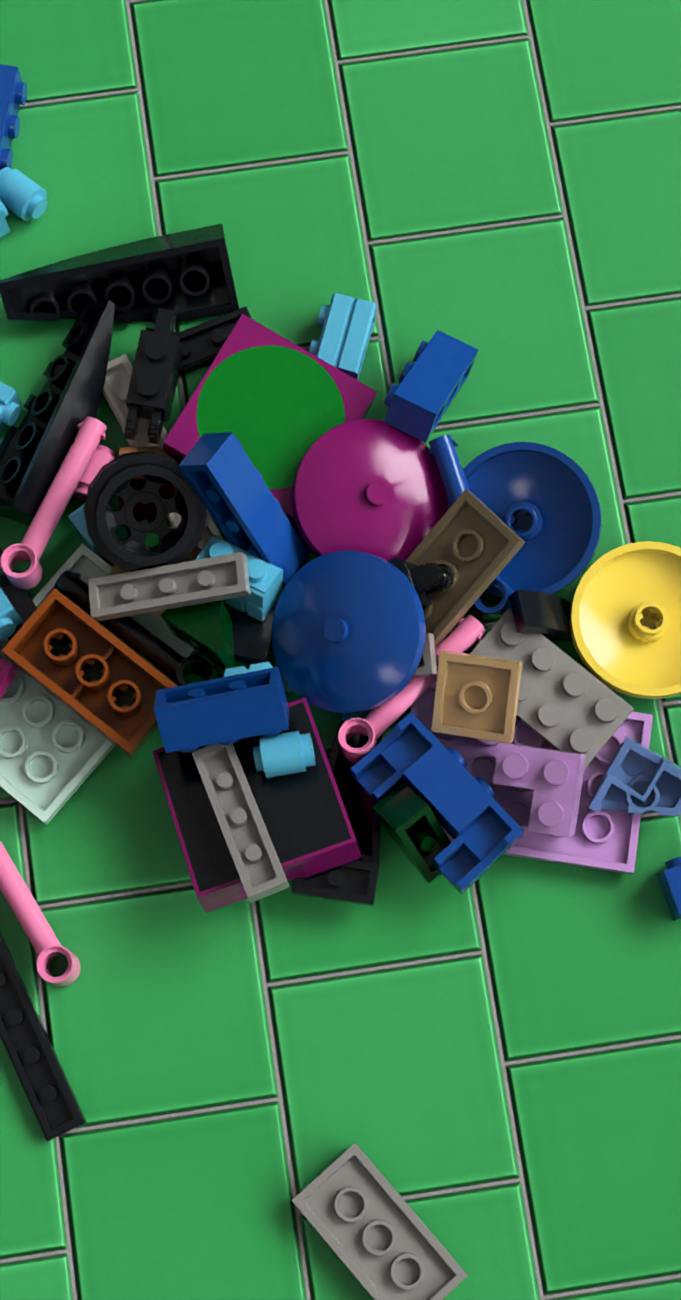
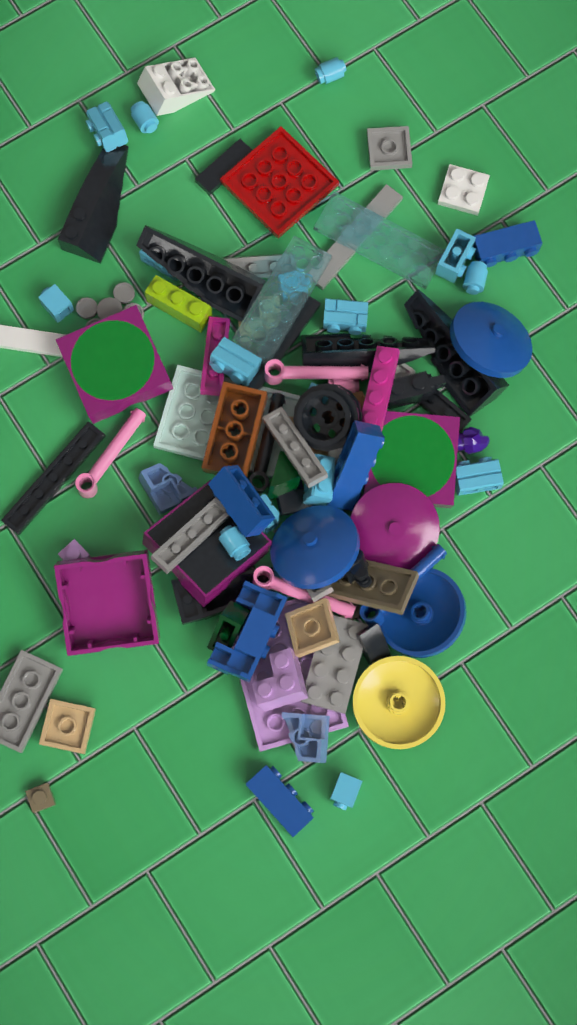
camera: 65 degrees right, 0 degrees up
(125, 837) = (164, 488): none -> medium blue slope
(131, 408) = (380, 385): none -> dark pink plate
(135, 214) = (491, 339): none -> blue dish
(173, 1037) = (73, 551): none -> lavender brick
(281, 1013) = (107, 602): none -> magenta tile
(284, 316) = (472, 441): none -> dark purple rock
(429, 385) = (470, 530): blue brick -> none
(456, 1175) = (67, 726): none -> tan plate
(555, 1273) = (40, 797): none -> dark tan plate

